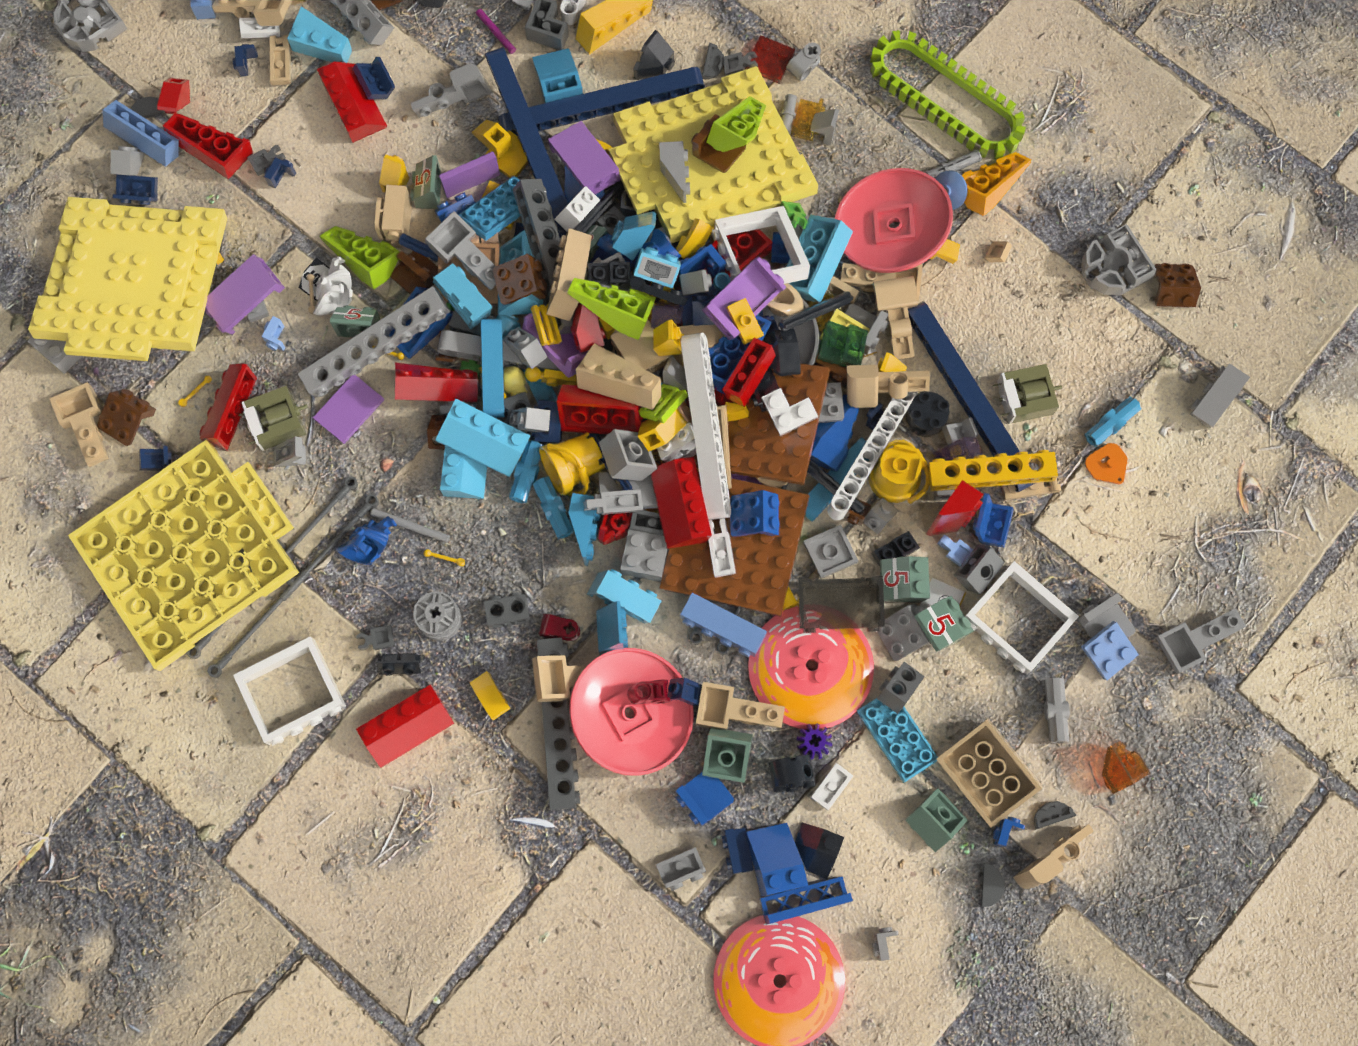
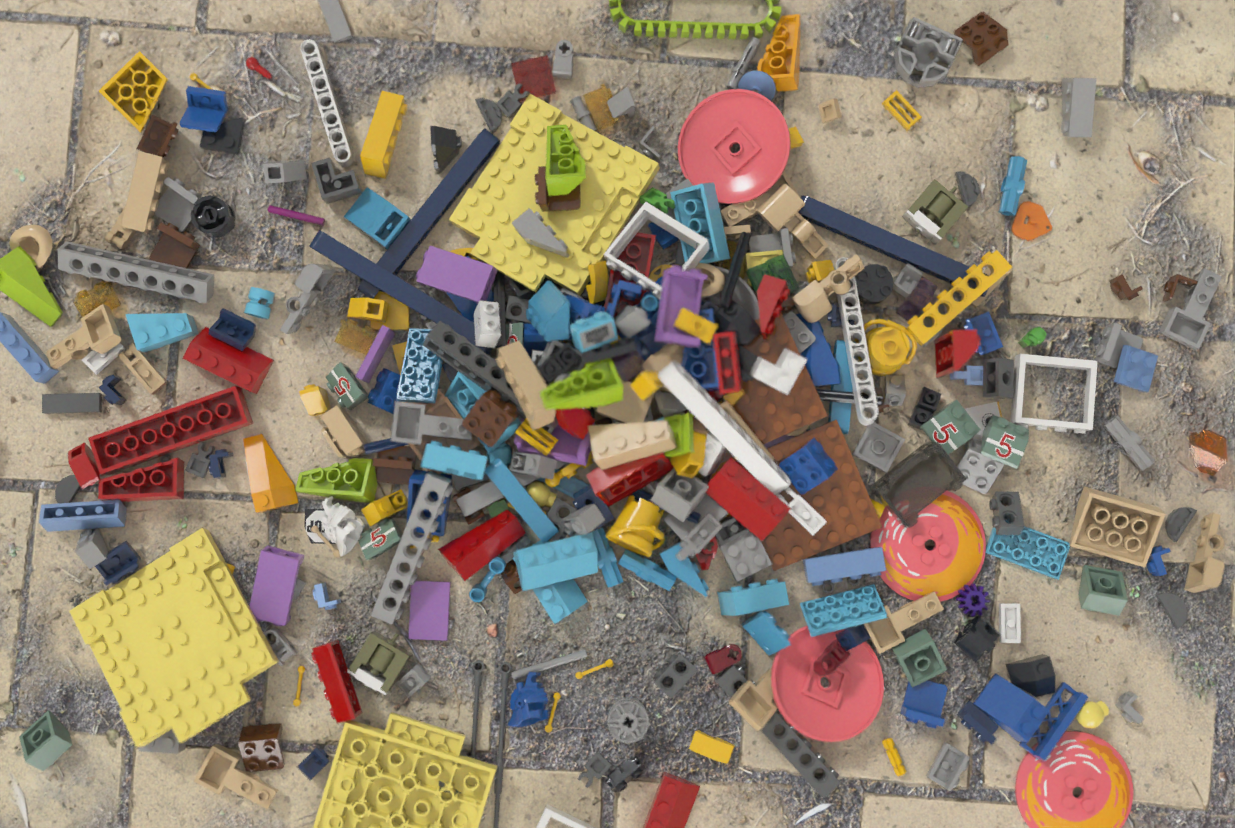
camera: 35 degrees left, 10 degrees up
(204, 47) = (71, 403): none -> dark grey tile
(206, 348) = (281, 645): none -> light grey piece
(263, 118) = (170, 430): none -> red brick
(305, 212) = (267, 477): none -> light orange wedge
(367, 577) = (548, 728): none -> yellow hinge
(379, 298) = (385, 507): none -> yellow slope
(402, 424) = (479, 590): none -> dark azure bar
(405, 76) = (256, 309): none -> medium azure wheel
(464, 148) = (355, 337): none -> clear yellow bracket
(640, 826) = (894, 756): none -> yellow axle
(692, 663) = (843, 610): none -> medium azure tile
(820, 170) = (647, 151): none -> light grey bracket
(825, 353) = (770, 295): none -> red slope
(844, 920) = (1092, 714): none -> light yellow piece
(1035, 555) = (1033, 337): none -> bright green plate
(1063, 310) = (896, 115): none -> yellow tile
(1072, 397) = (967, 187): none -> dark grey tile
(1147, 573) = (1121, 288): none -> reddish brown bracket
(1205, 602) = (1170, 286): none -> reddish brown bracket

